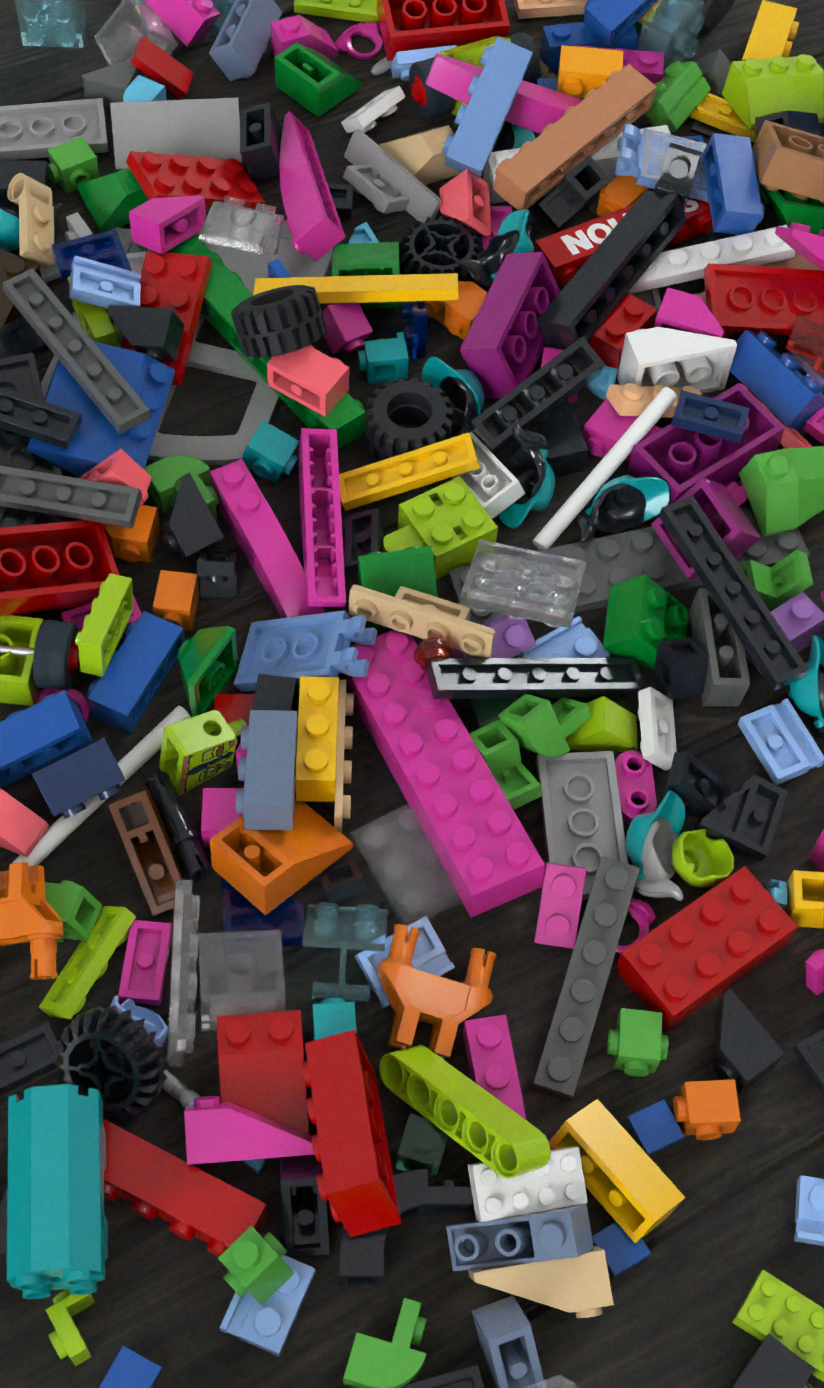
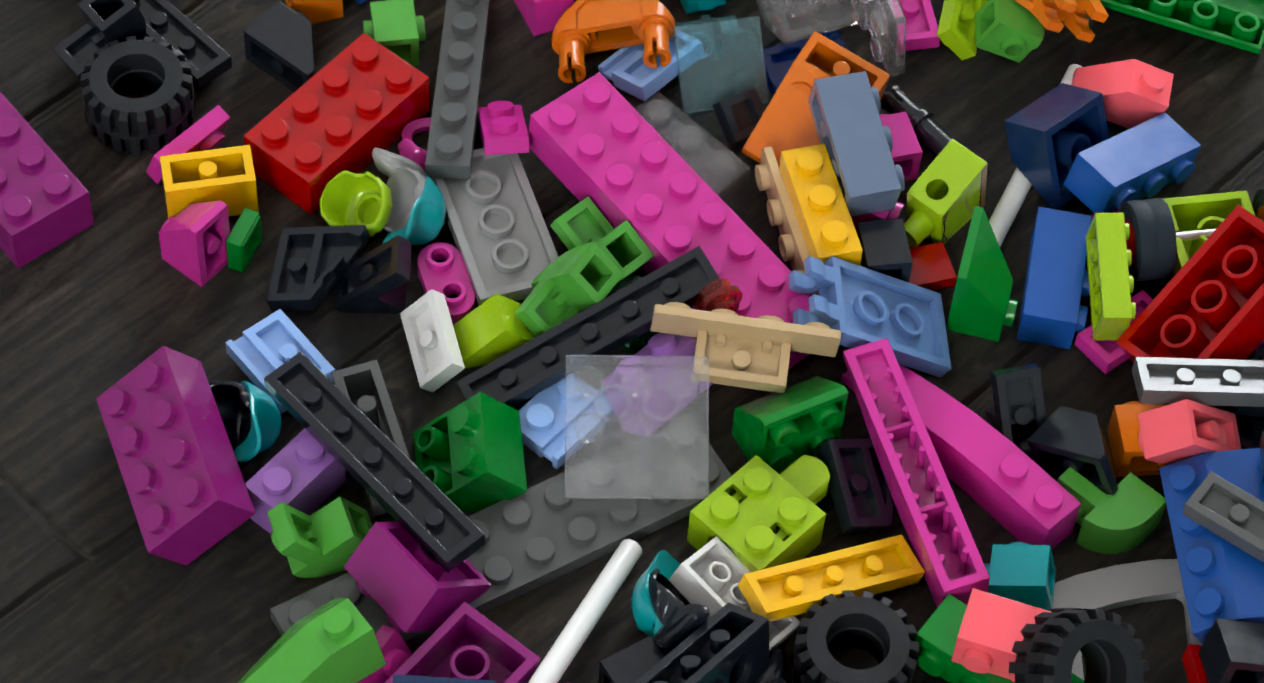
camera: 165 degrees right, 5 degrees down
(148, 848) = (962, 106): reddish brown slope -> none
(177, 598) = (1058, 363): orange brick -> none
(623, 505) = (546, 606): black hair -> none
(680, 668) = (419, 399): black brick -> none
(778, 891) = (267, 193): medium azure tile -> none
(800, 850) = (244, 240): none -> green tile

